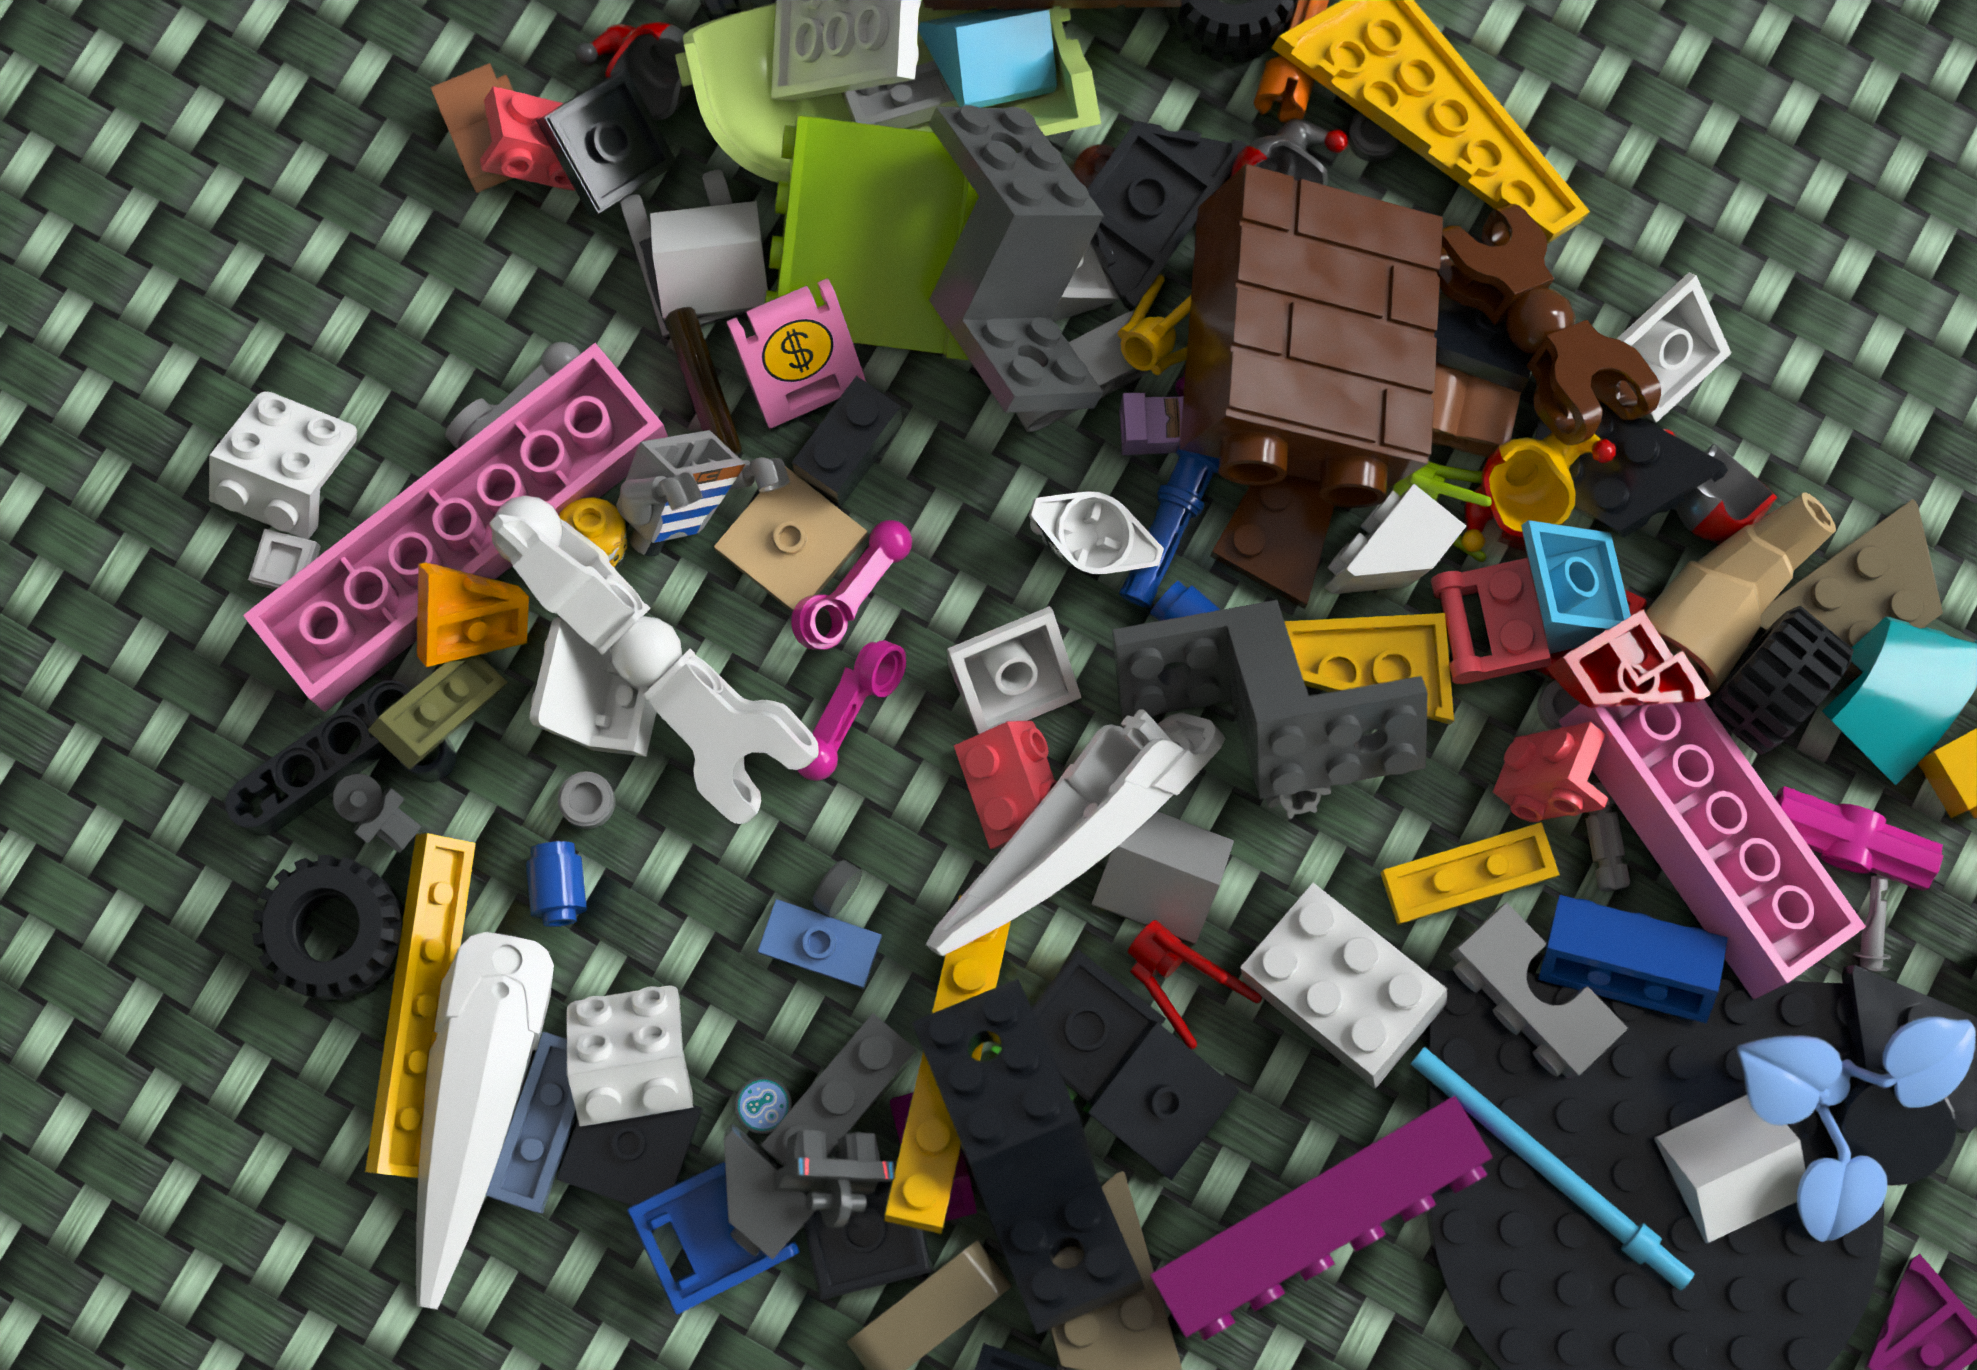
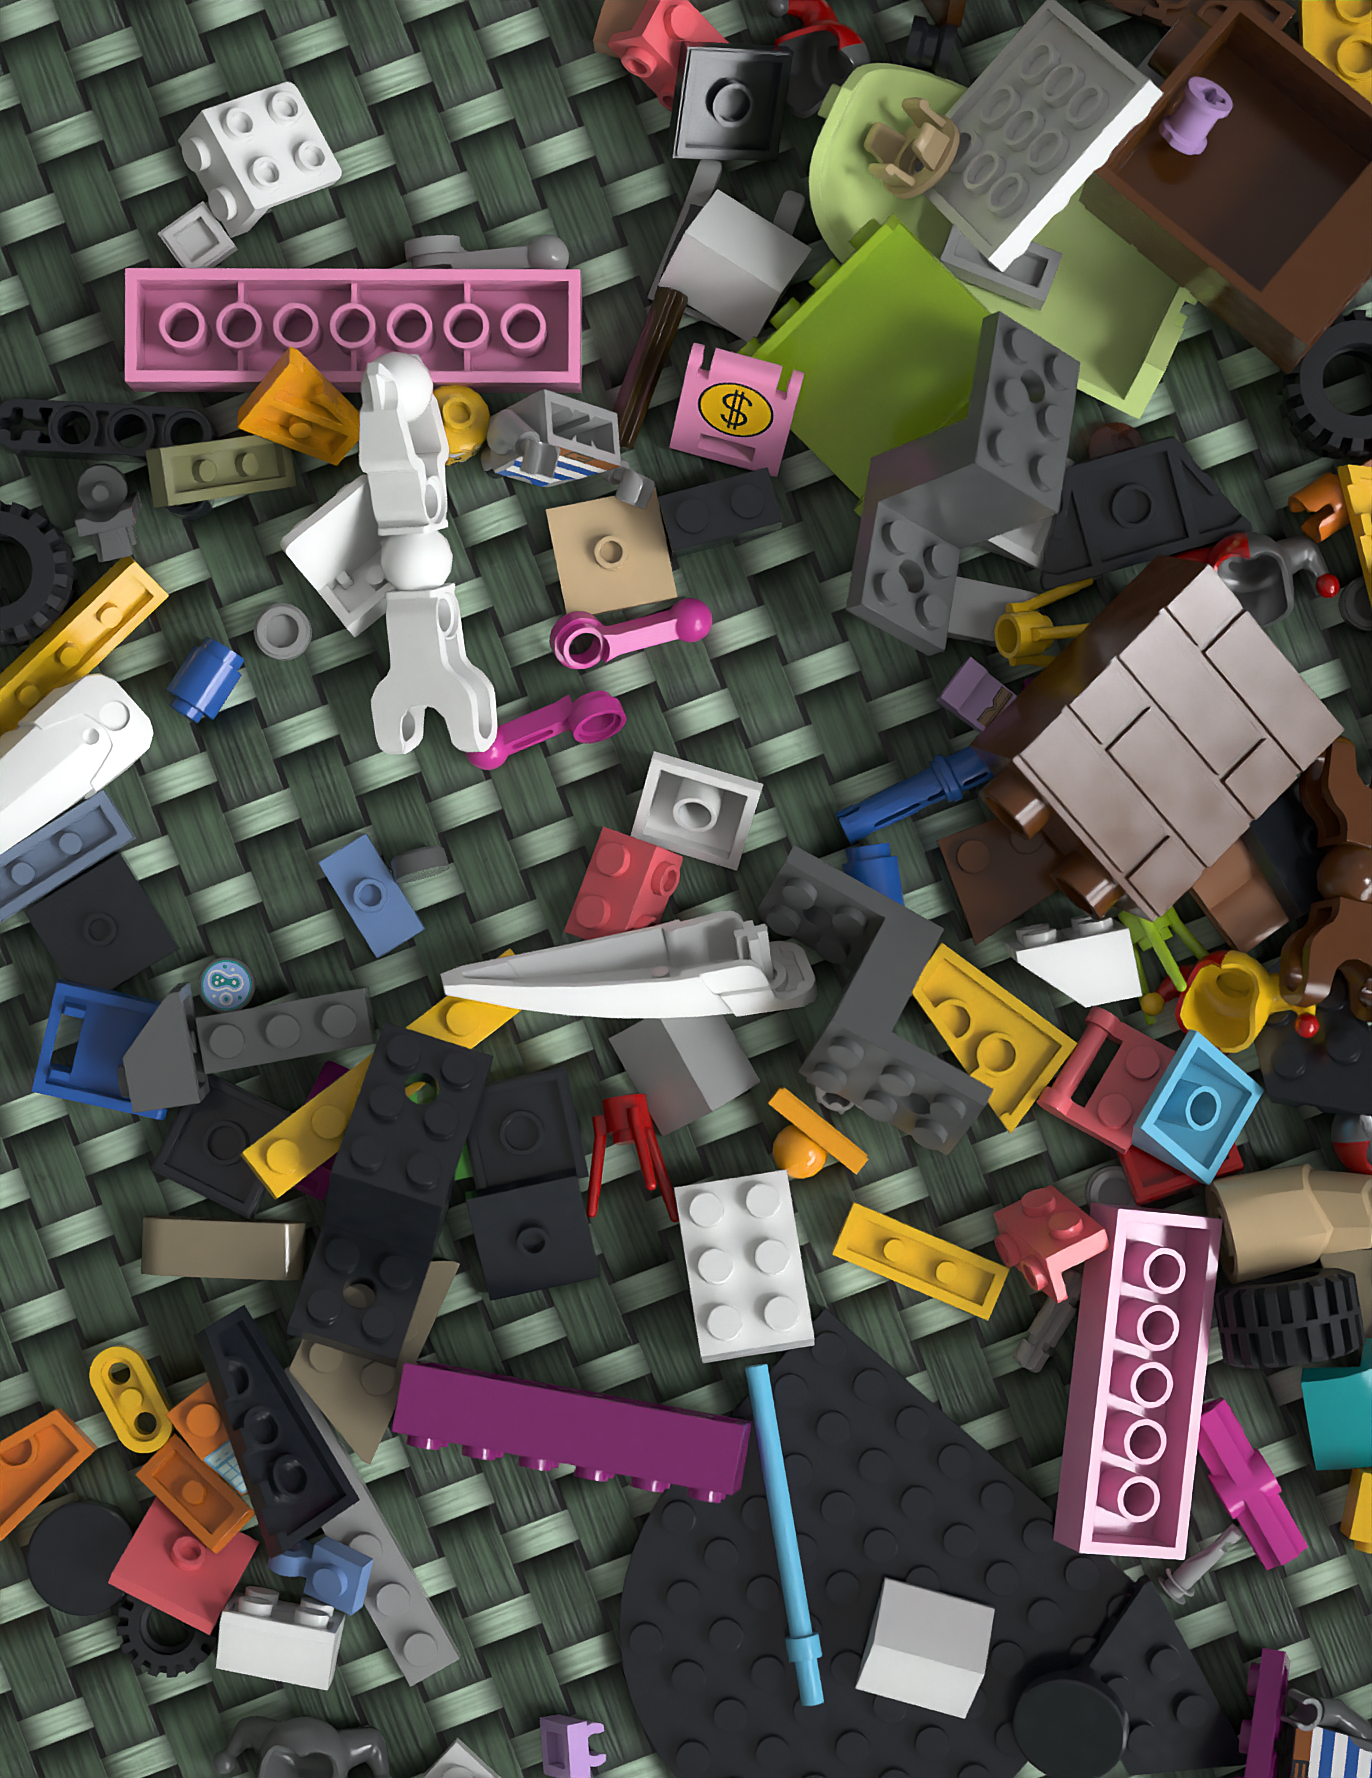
camera: 40 degrees right, 10 degrees up
(627, 1055) = (152, 860): white bracket -> none
(765, 81) = (930, 140): none -> tan piece
(833, 1184) = (249, 1100): dark grey hips -> none
(993, 54) = (1102, 285): medium azure slope -> none
(1093, 533) = (851, 753): white hat -> none
(1309, 848) = (805, 1144): none -> light orange tile
(1497, 962) = (883, 1447): light grey arch -> none
(1628, 669) = (1171, 1212): slope -> none
(1634, 958) = (986, 1432): blue brick -> none
(1800, 1074) = (1007, 1626): light blue plant -> none

